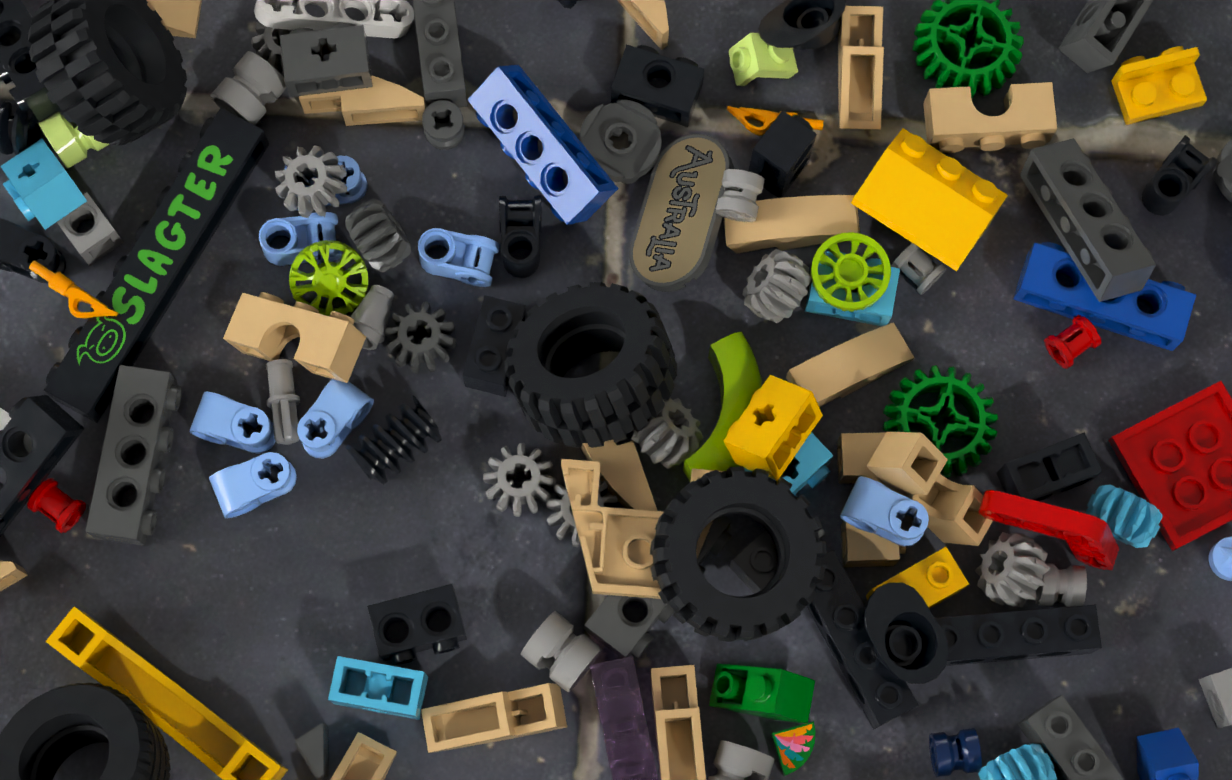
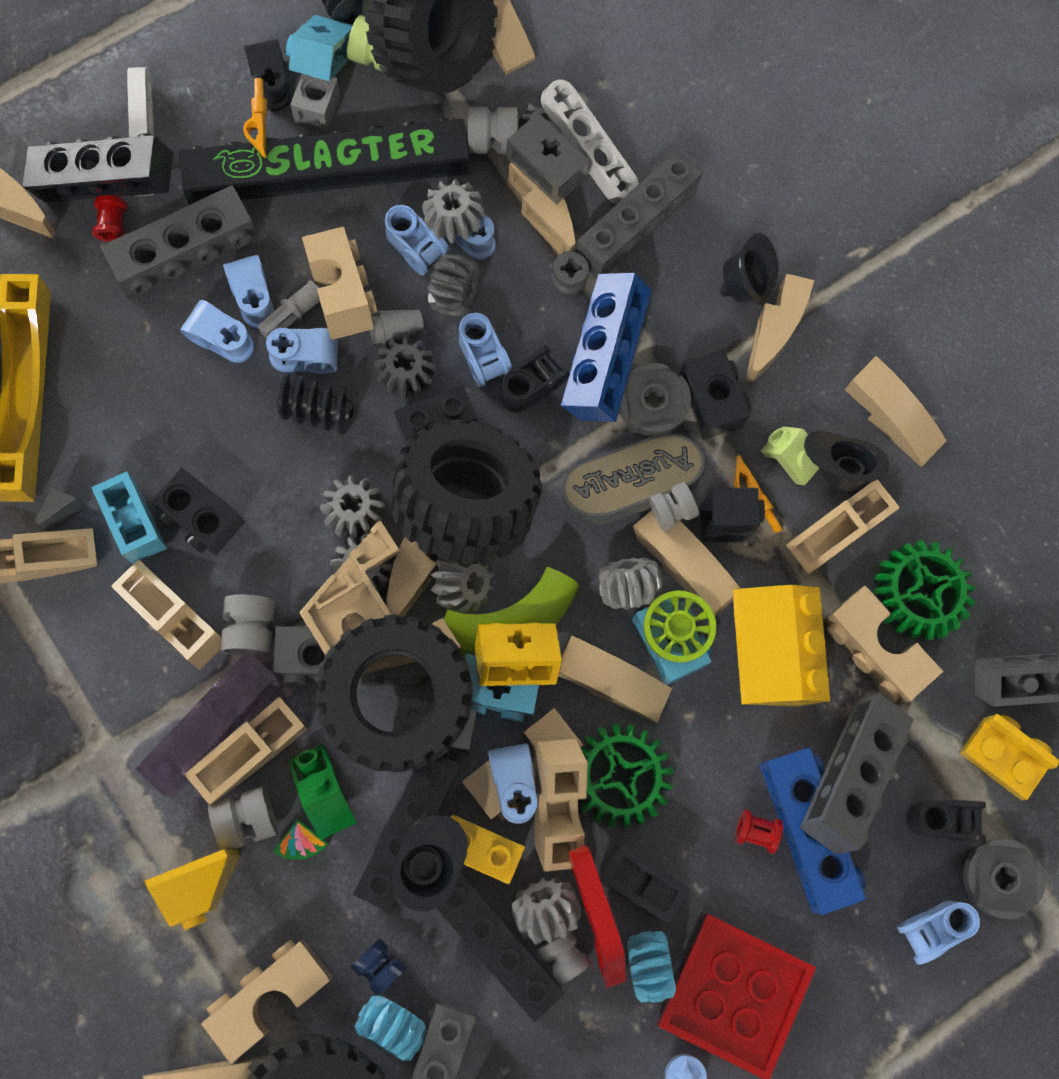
camera: 45 degrees right, 0 degrees up
(329, 277) = (398, 276): lime wheel -> none
(919, 267) = (725, 677): light grey bush -> none

